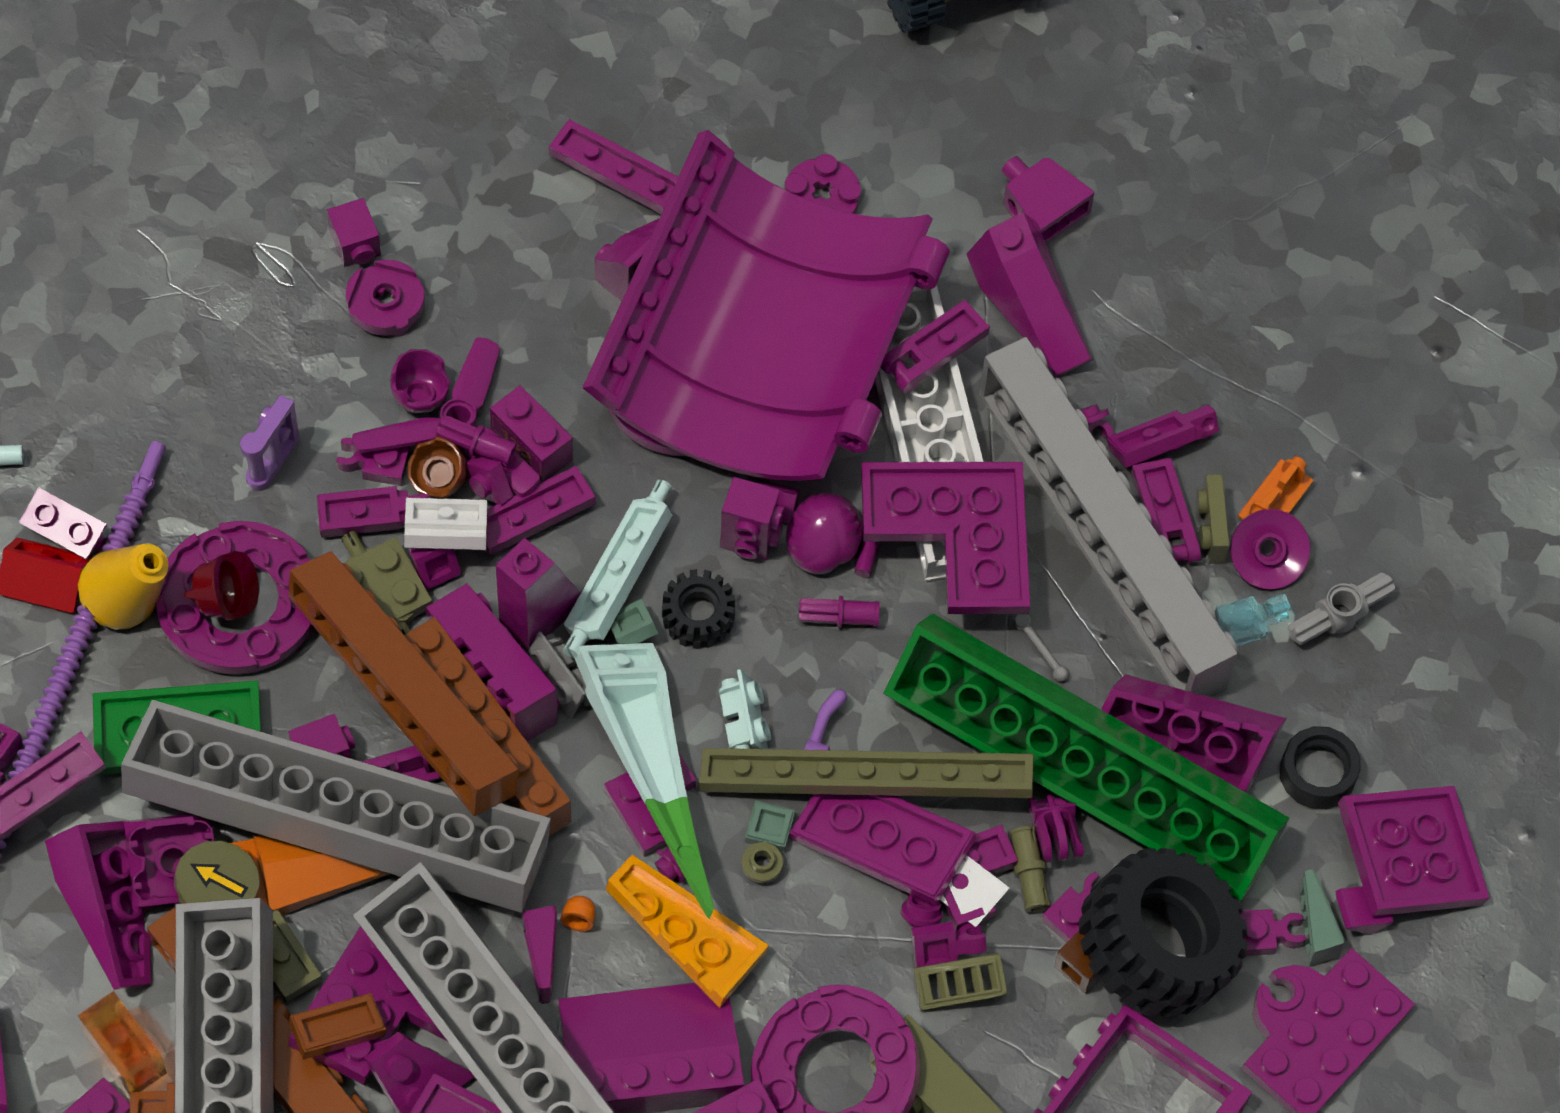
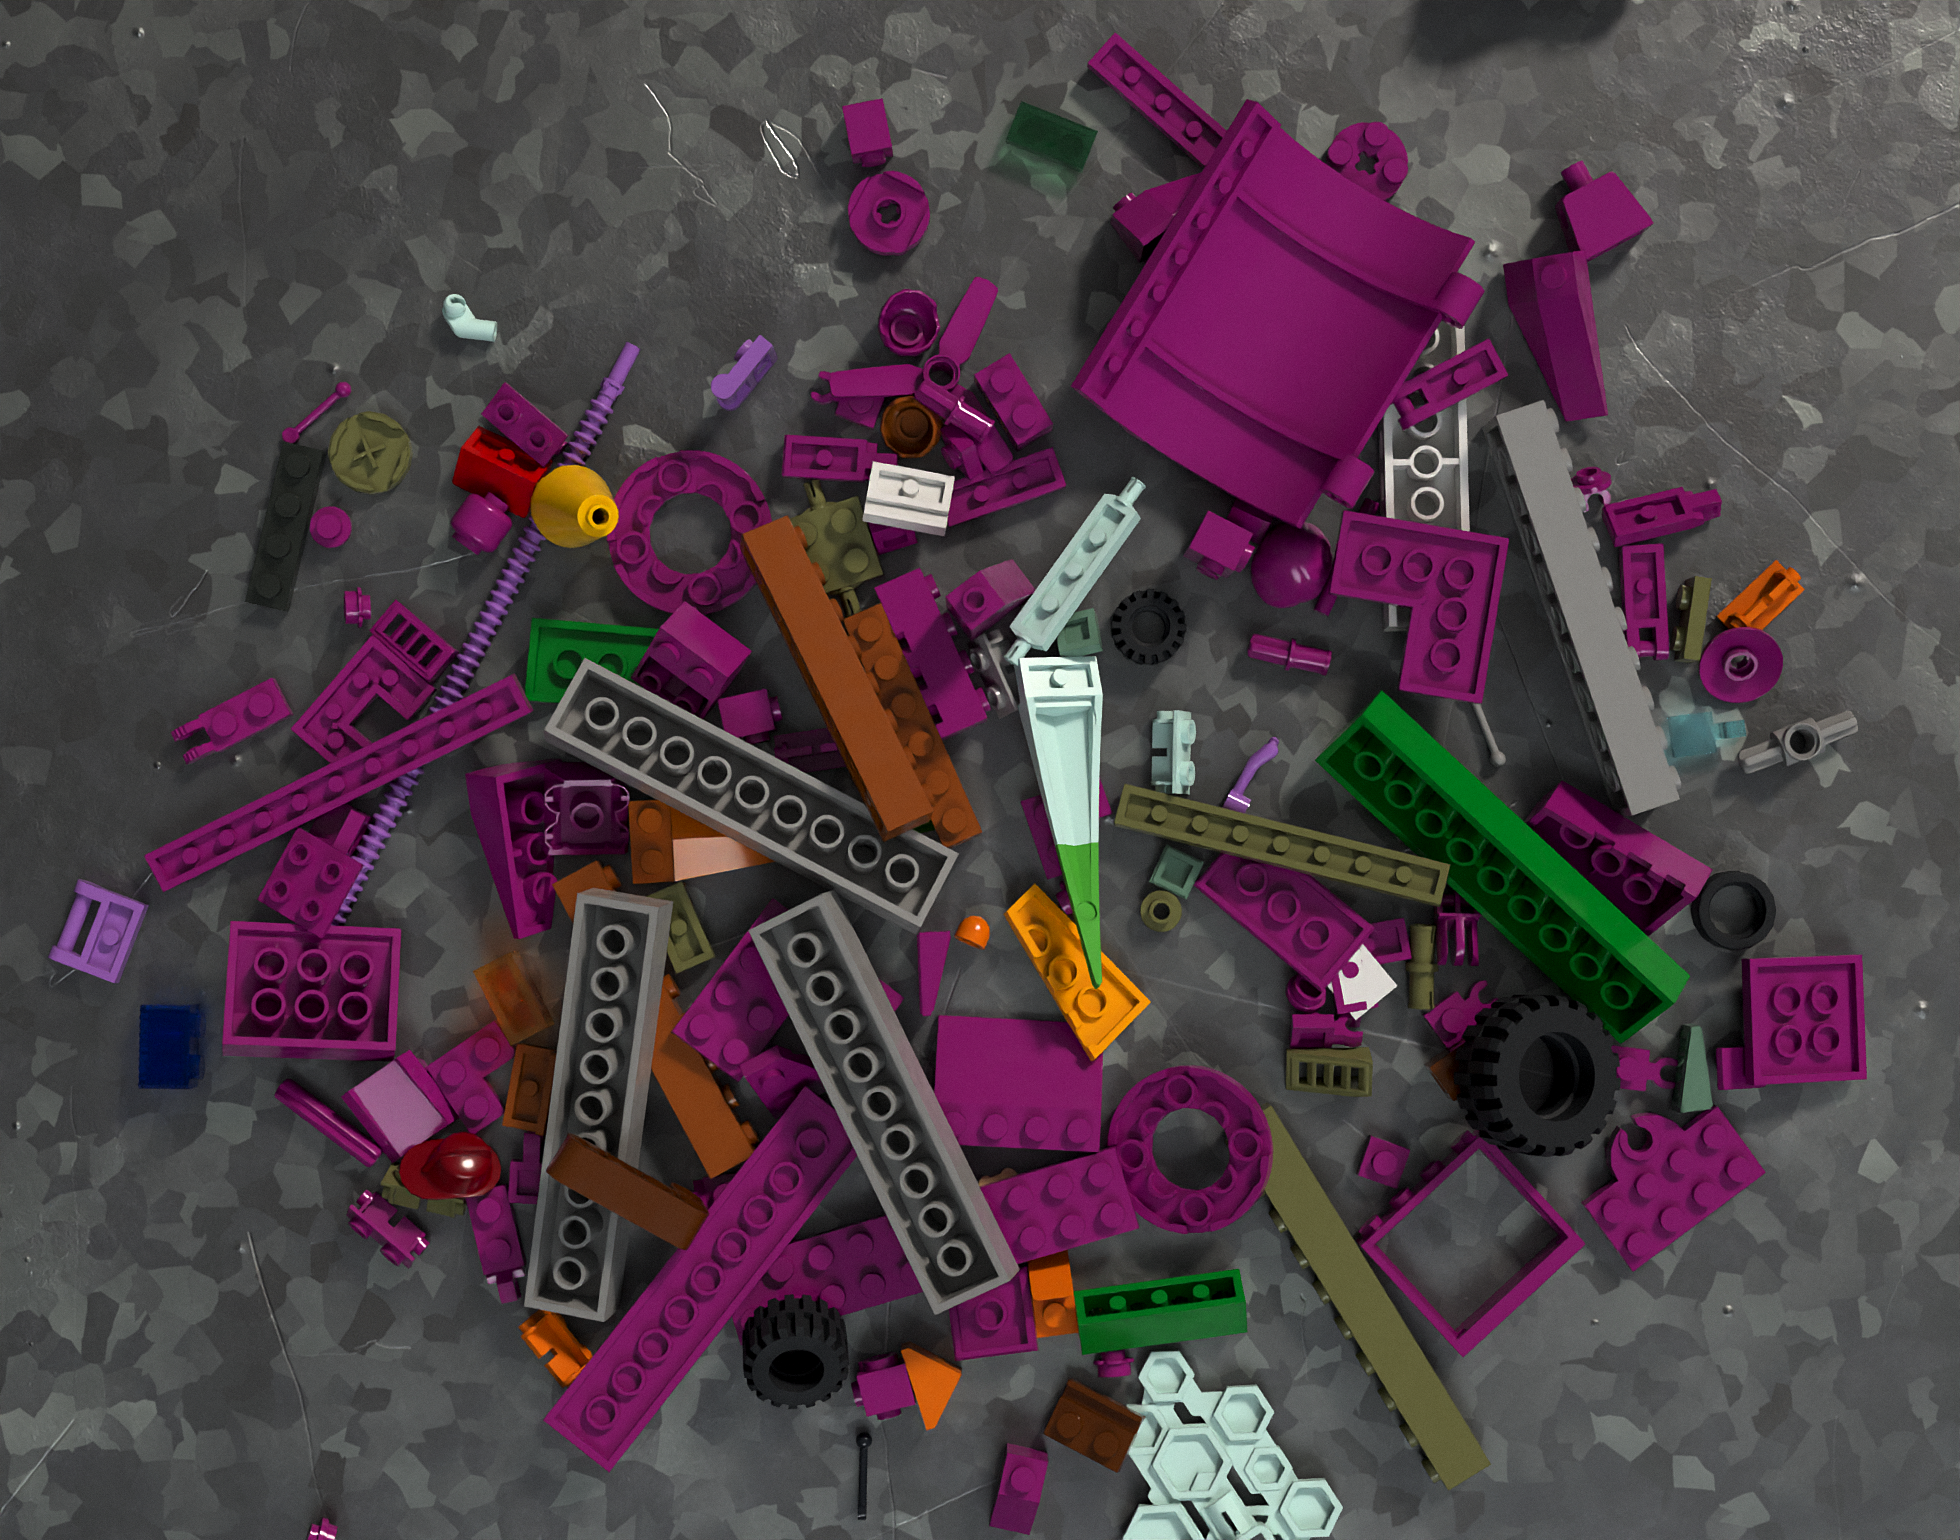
camera: 10 degrees right, 25 degrees up
(31, 617) = (481, 523): none -> magenta head
(215, 874) = (625, 850): olive tile -> none
(225, 586) = (677, 528): dark red piece -> none
(259, 692) = (690, 661): none -> magenta slope
(337, 1026) = (718, 1031): dark orange tile -> none
(526, 212) = (1051, 136): none -> clear green plate
(1034, 1062) = (1383, 1161): none -> magenta plate

